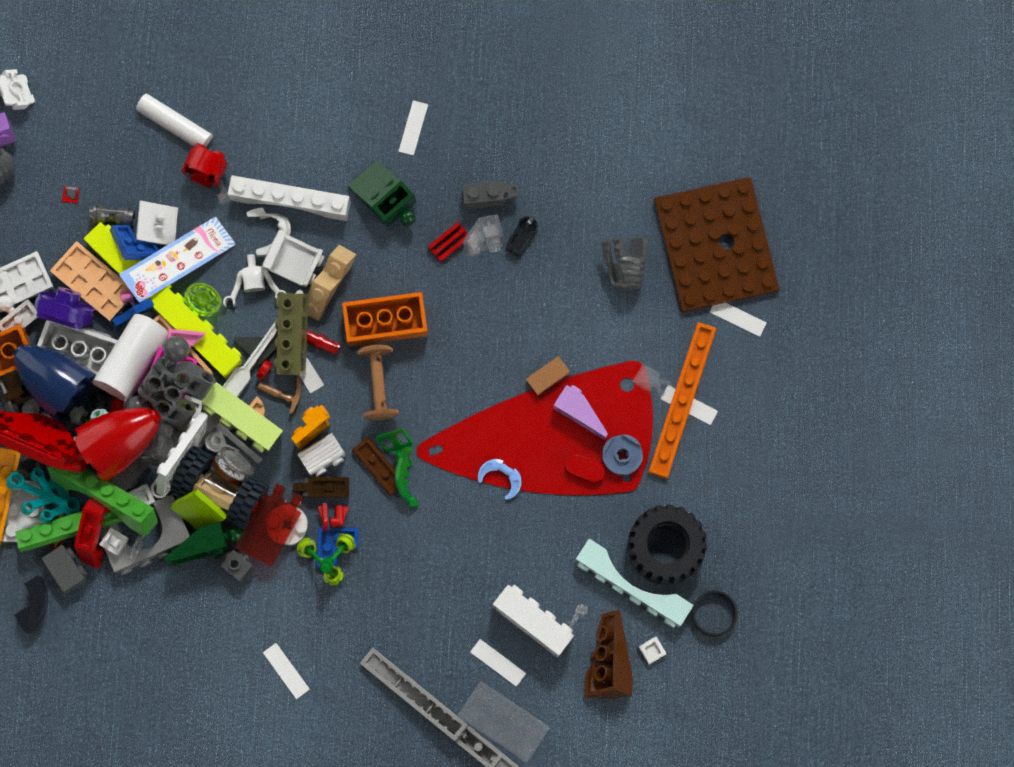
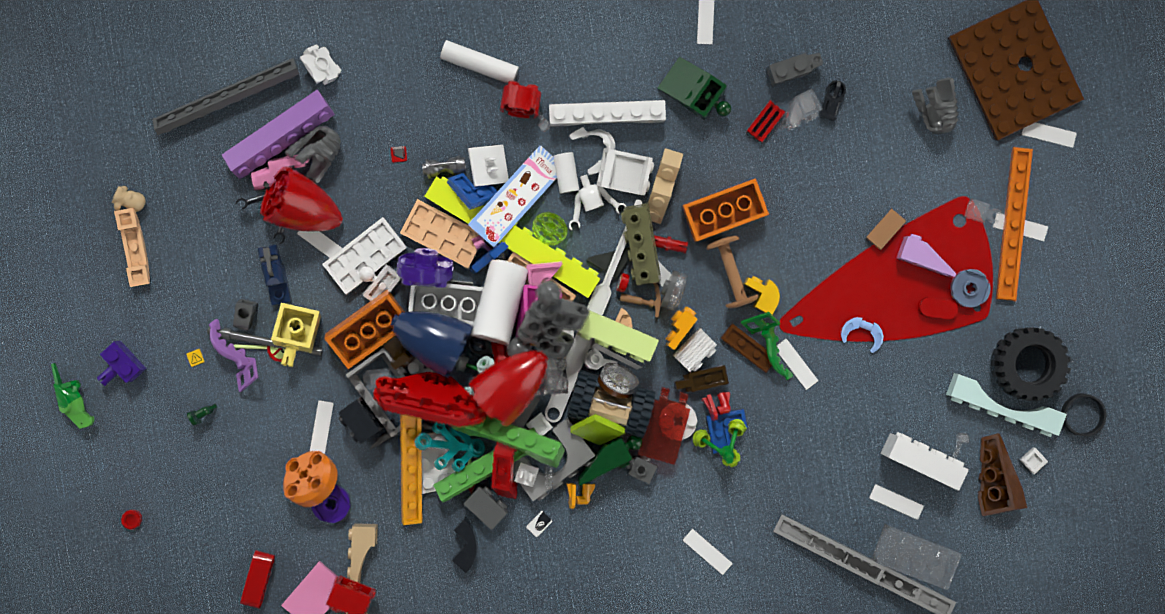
camera: 10 degrees left, 10 degrees up
(116, 601) = (539, 524): none -> sticker
(170, 585) = (587, 490): none -> light orange piece
(186, 441) = (570, 382): white plate -> none
(234, 248) = (566, 172): none -> white brick
(313, 387) = (673, 290): none -> piece
(411, 413) = (769, 294): none -> yellow brick
(425, 495) = (796, 364): none -> white sticker

